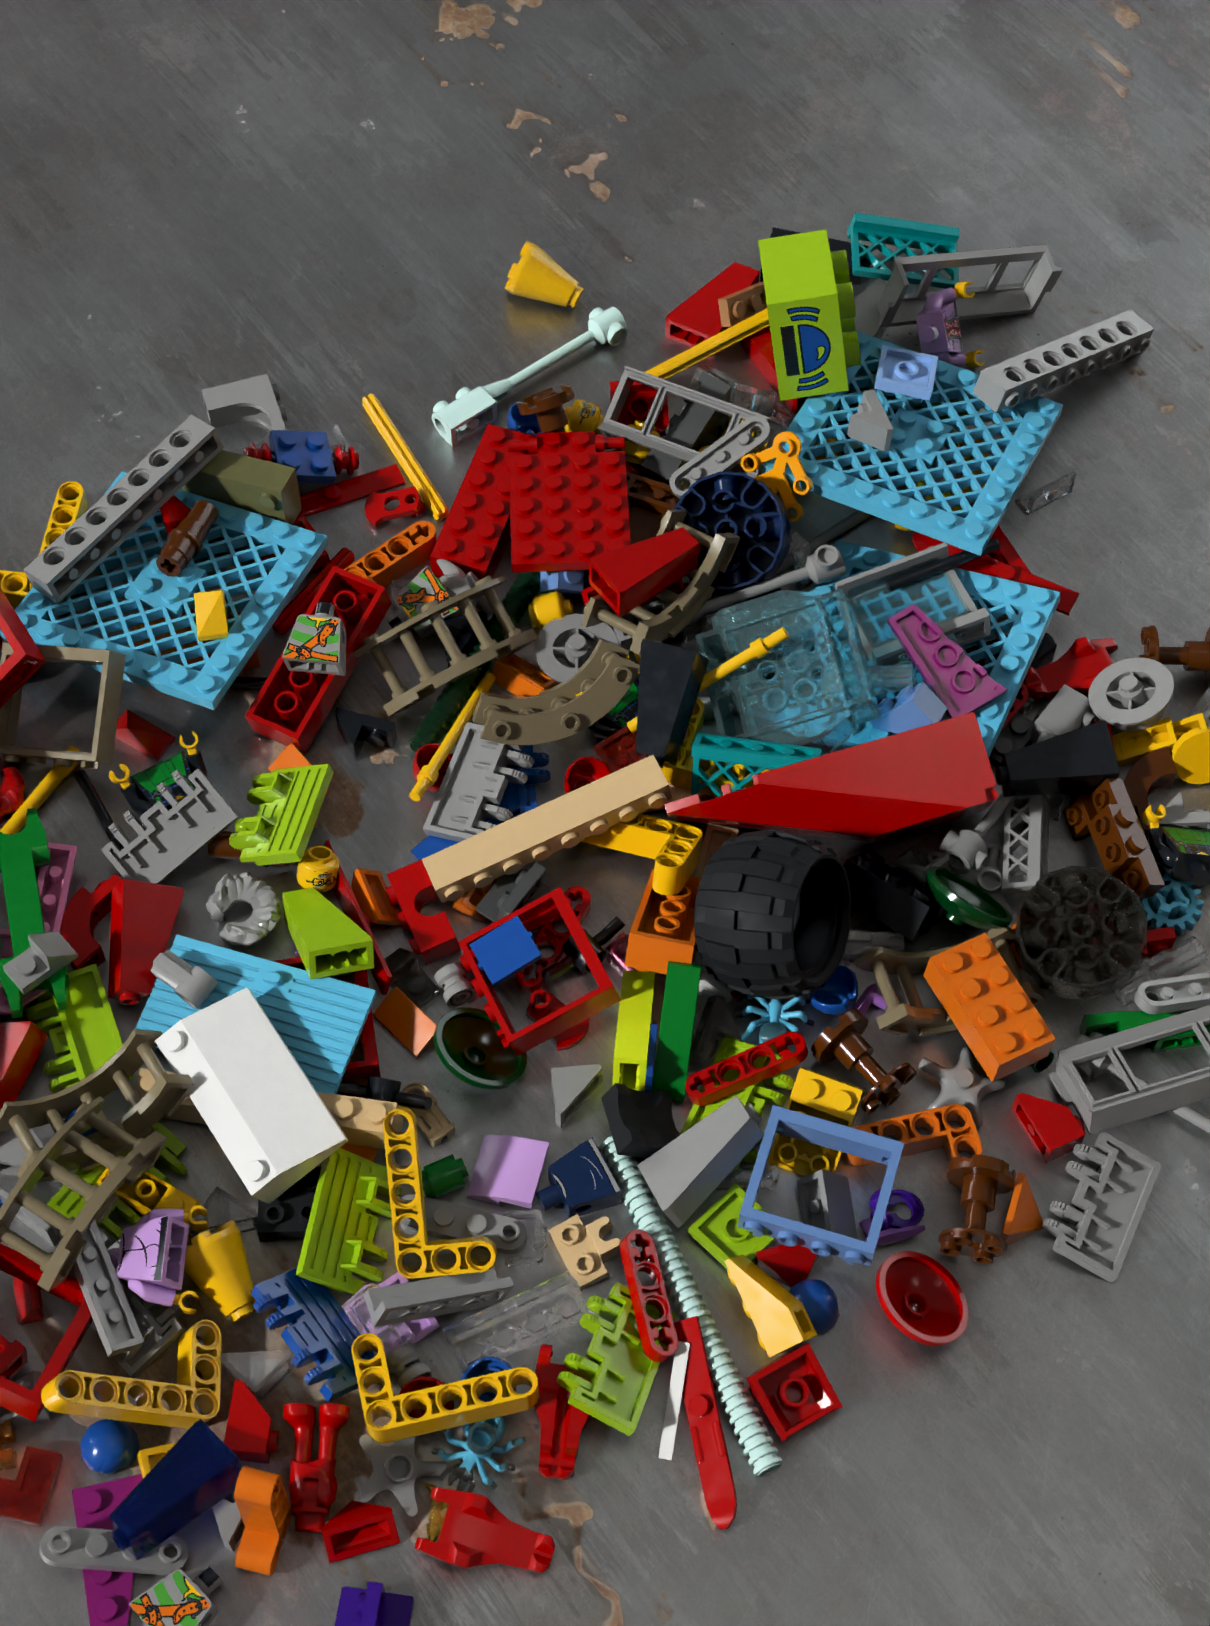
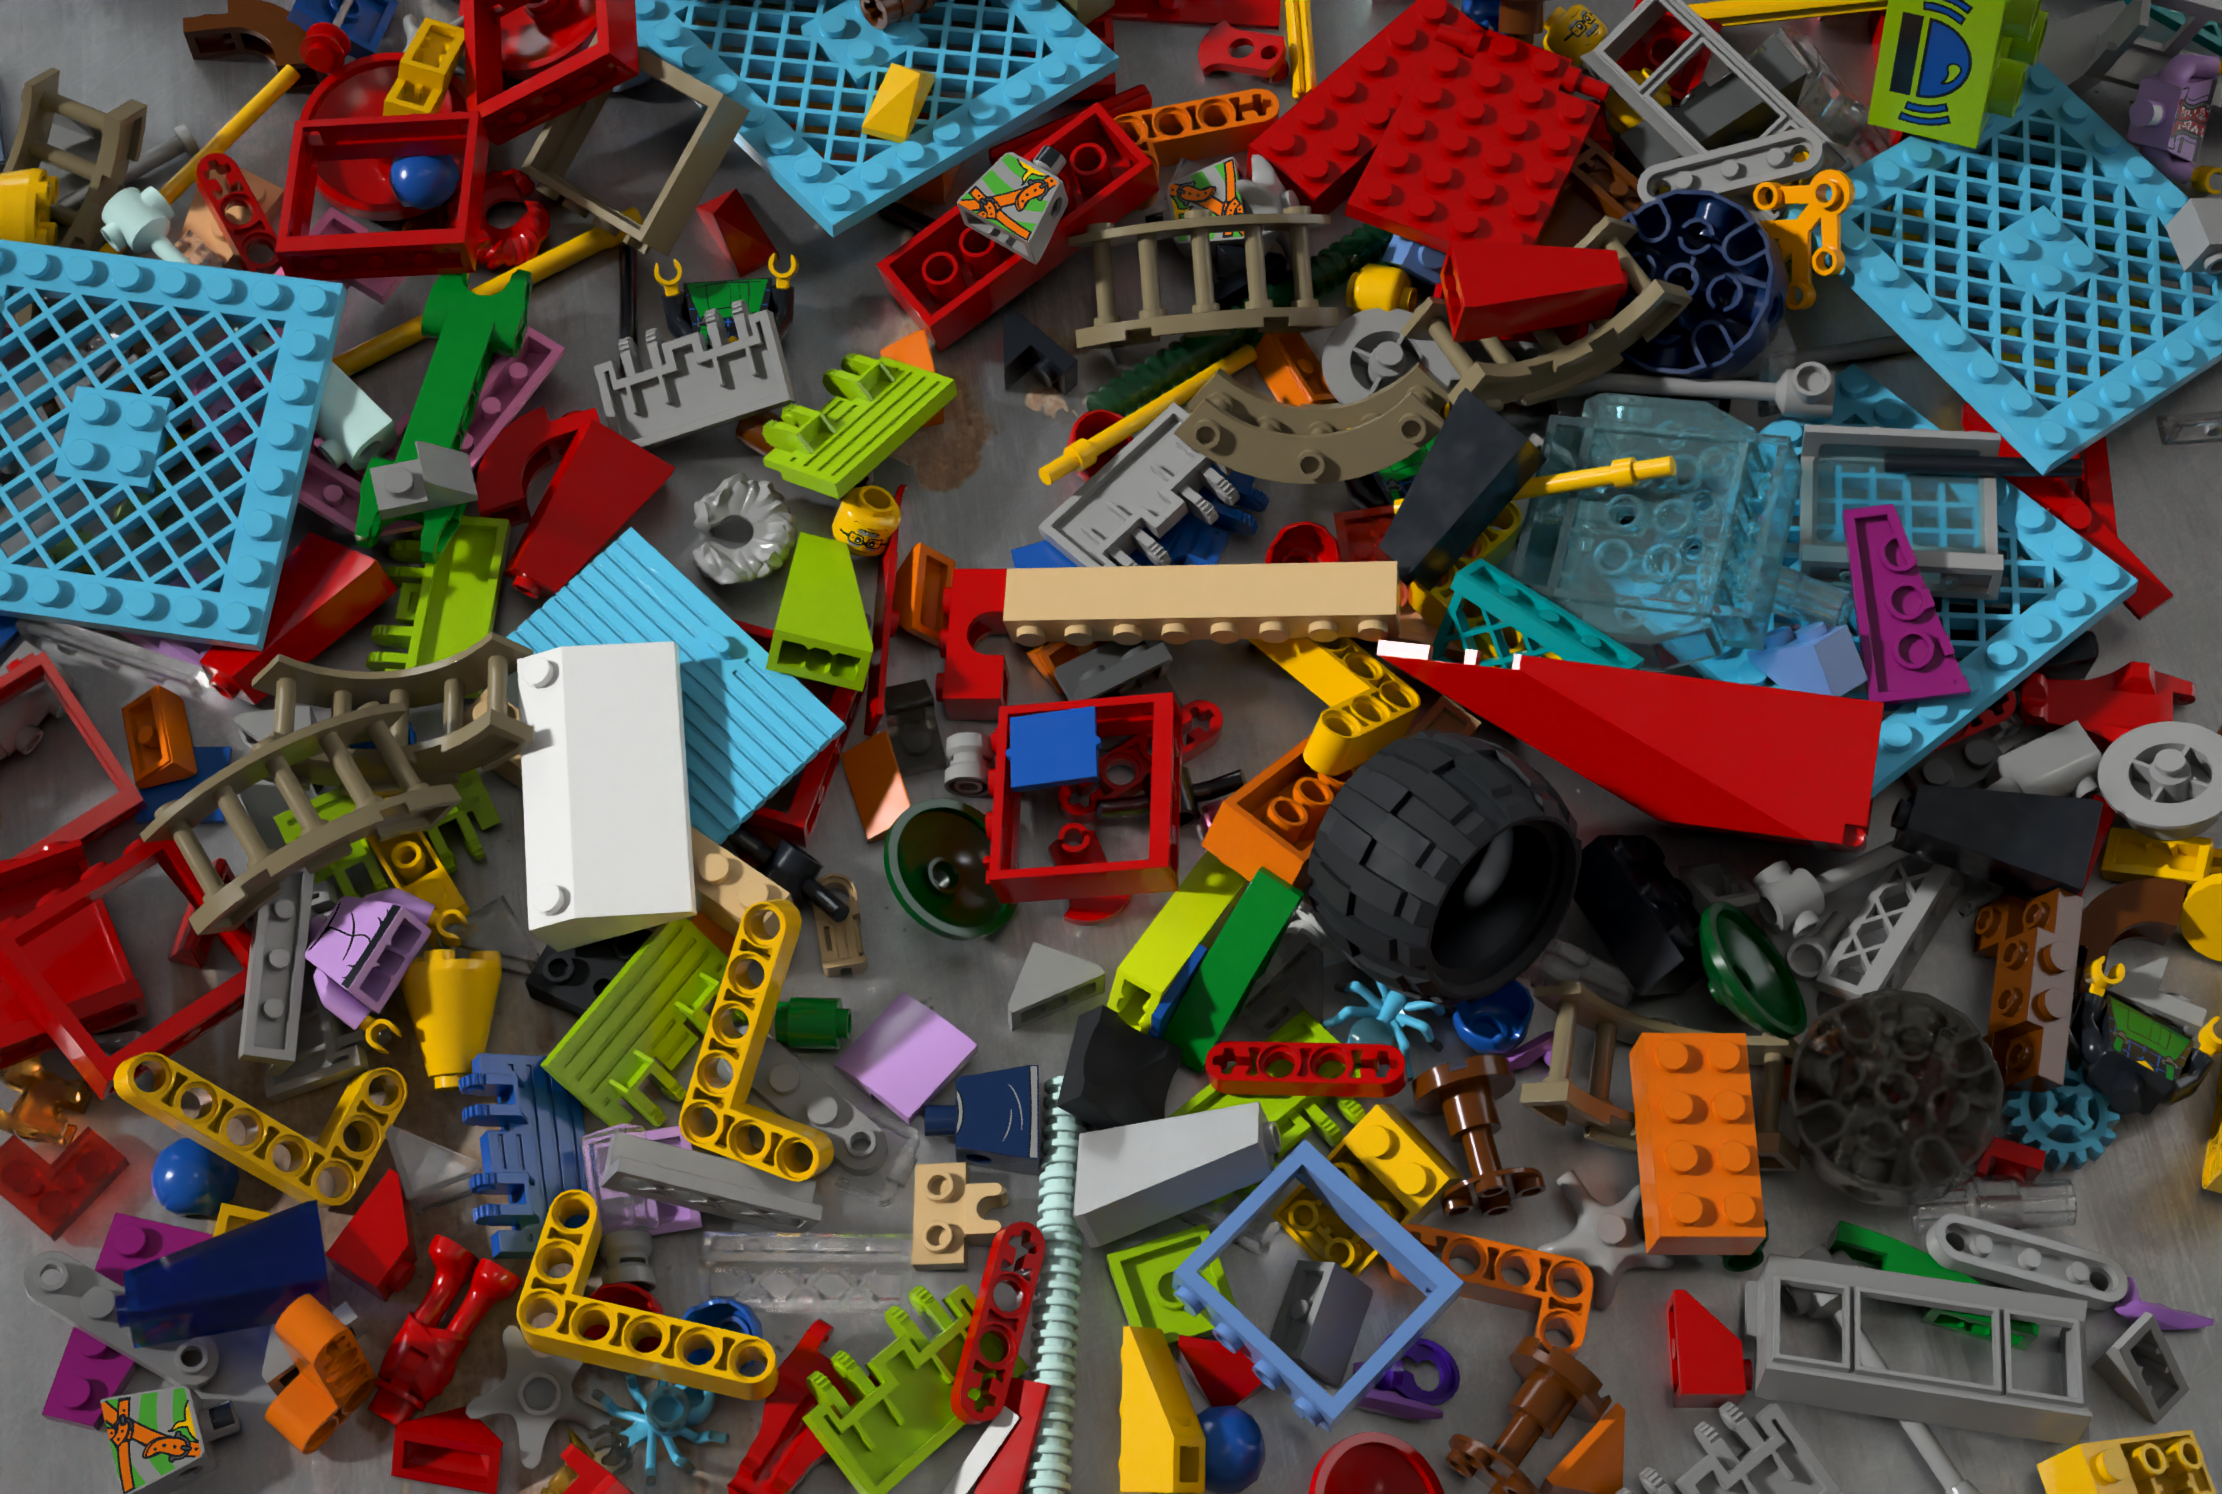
camera: 25 degrees right, 5 degrees up
(189, 982) = (607, 598): light grey piece -> none
(871, 423) = (1979, 212): light grey slope -> none
(906, 372) = (2078, 157): light blue plate -> none

